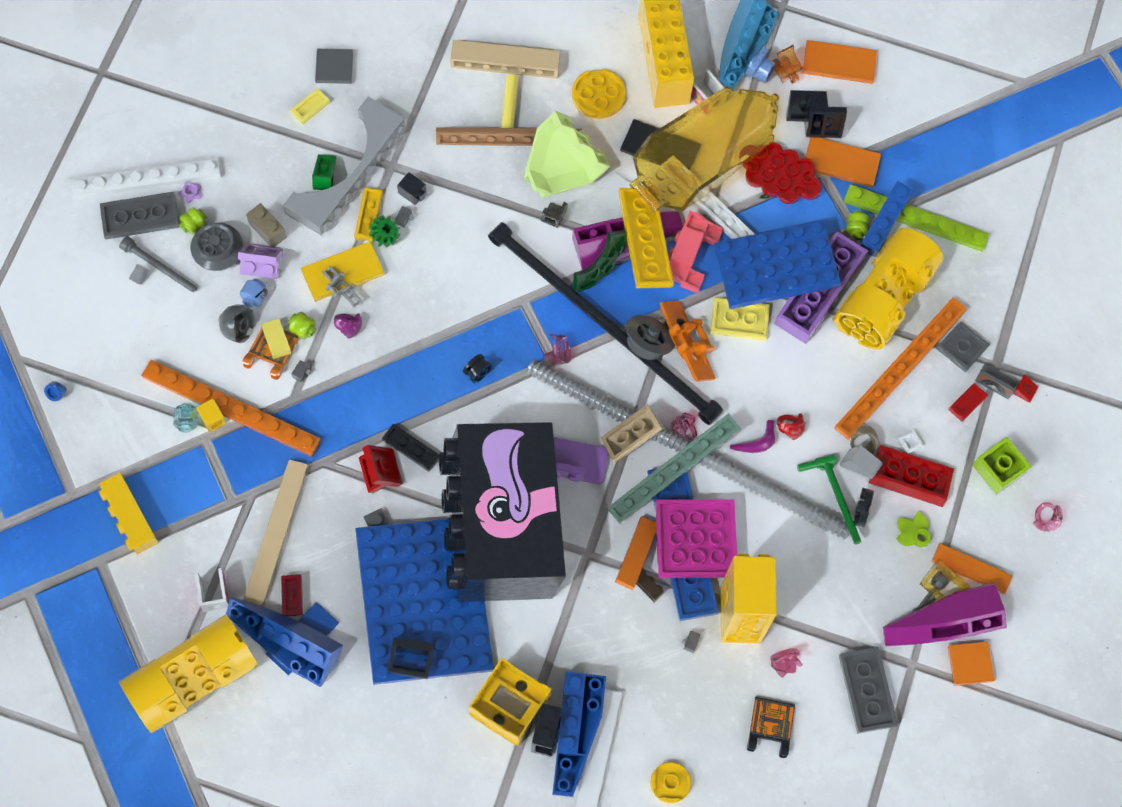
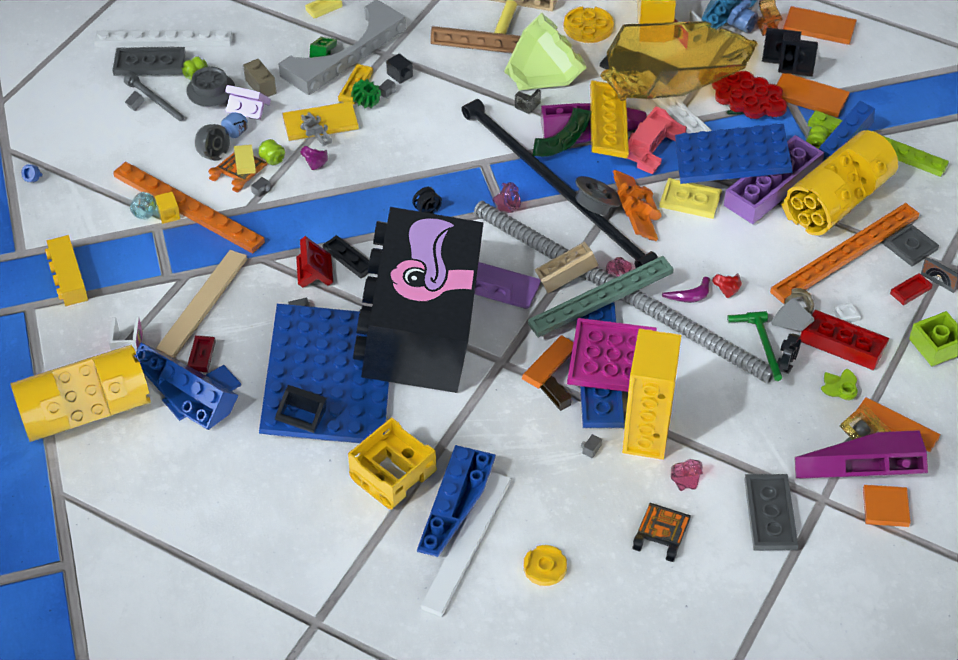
camera: 15 degrees right, 20 degrees down
(190, 187) = (200, 50): lavender plate -> none
(546, 729) = (419, 491): black panel -> none

